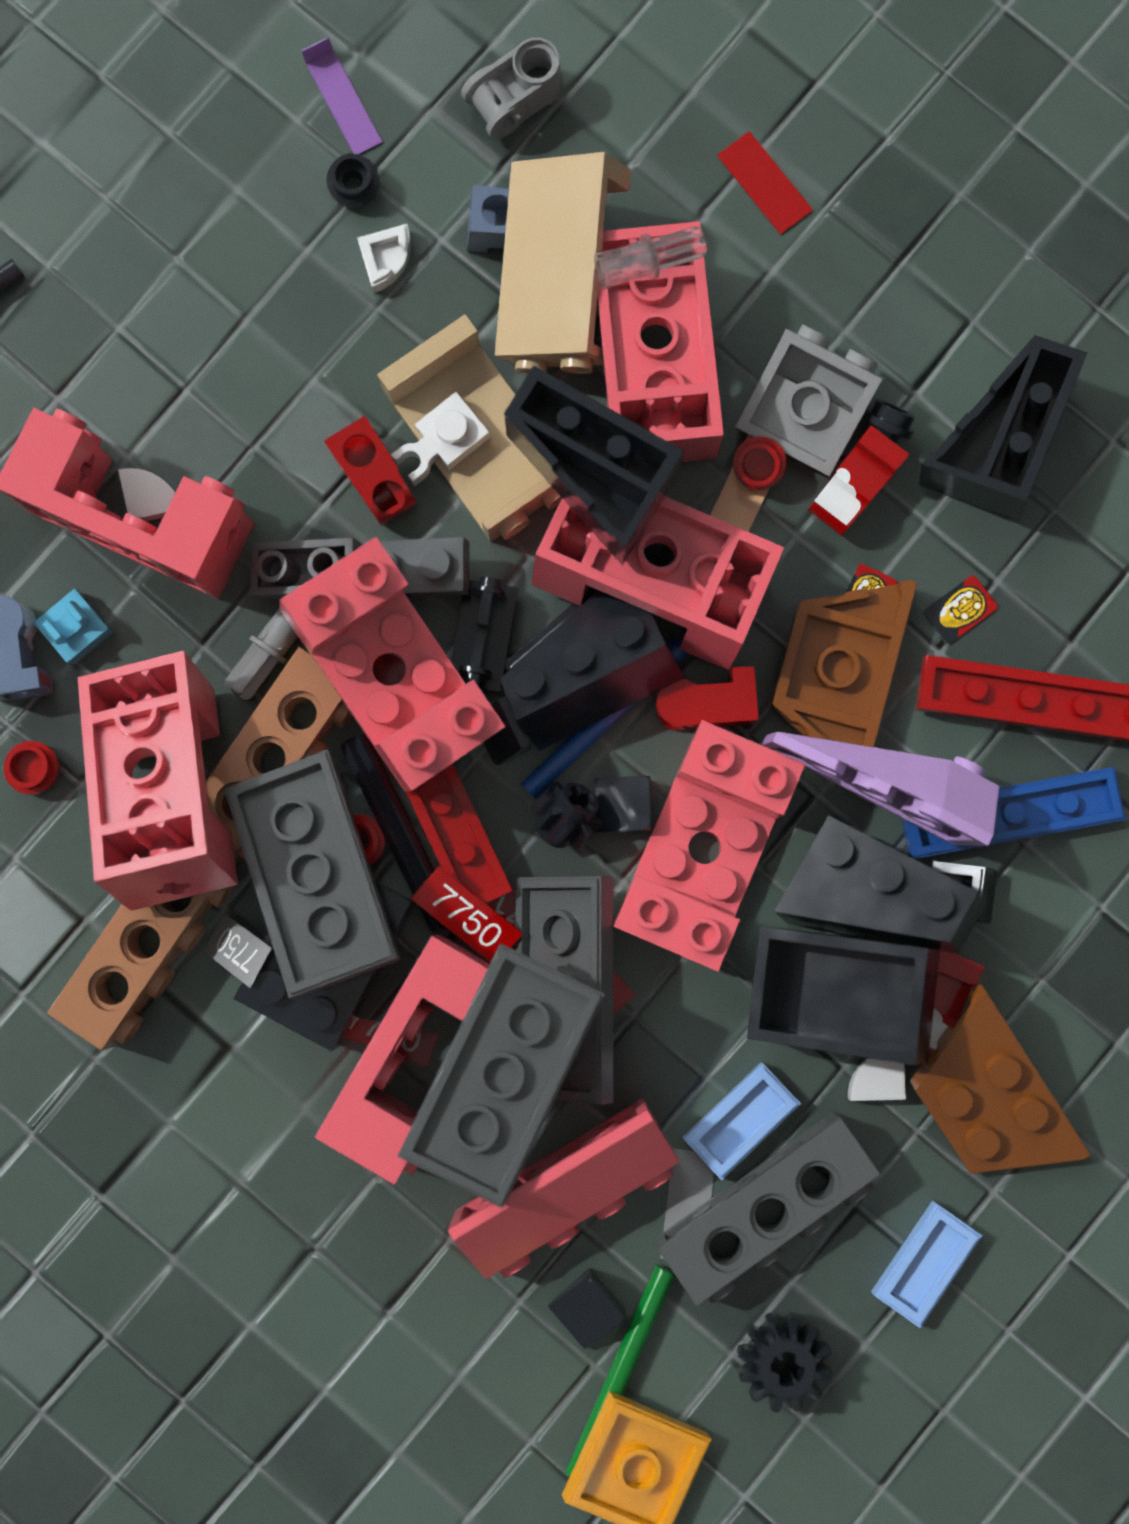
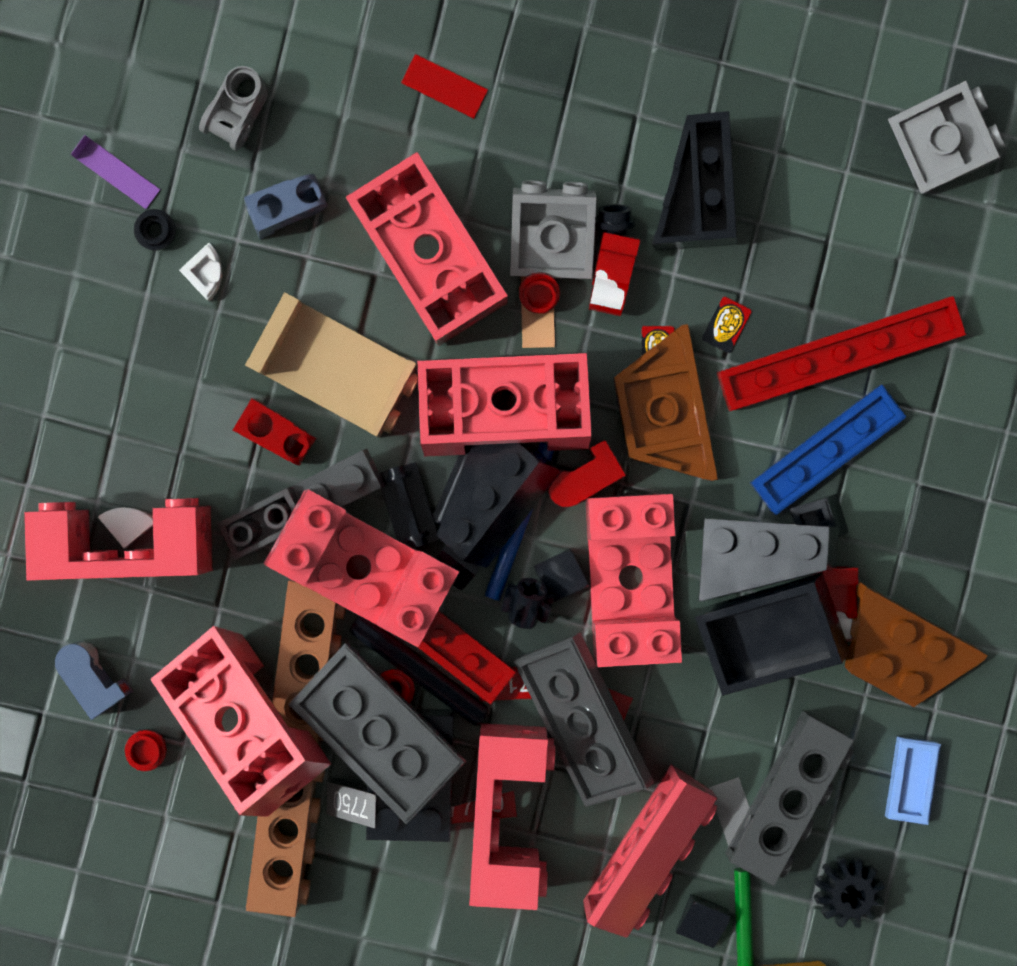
camera: 30 degrees left, 5 degrees up
(73, 627) = (123, 640): medium azure tile -> none
(261, 657) = (264, 596): light grey axle -> none
(447, 434) = (314, 379): white plate -> none
(465, 914) = (493, 704): red sticker -> none
(501, 1075) = (572, 804): dark grey tile -> none
(549, 260) = (328, 225): tan panel -> none
(592, 458) = (428, 361): black wedge -> none
(649, 256) = (395, 197): clear axle -> none
(741, 1120) = (744, 747): light blue tile -> none
(877, 1081) = (823, 680): white tile -> none
(927, 791) = (759, 468): lavender wedge -> none

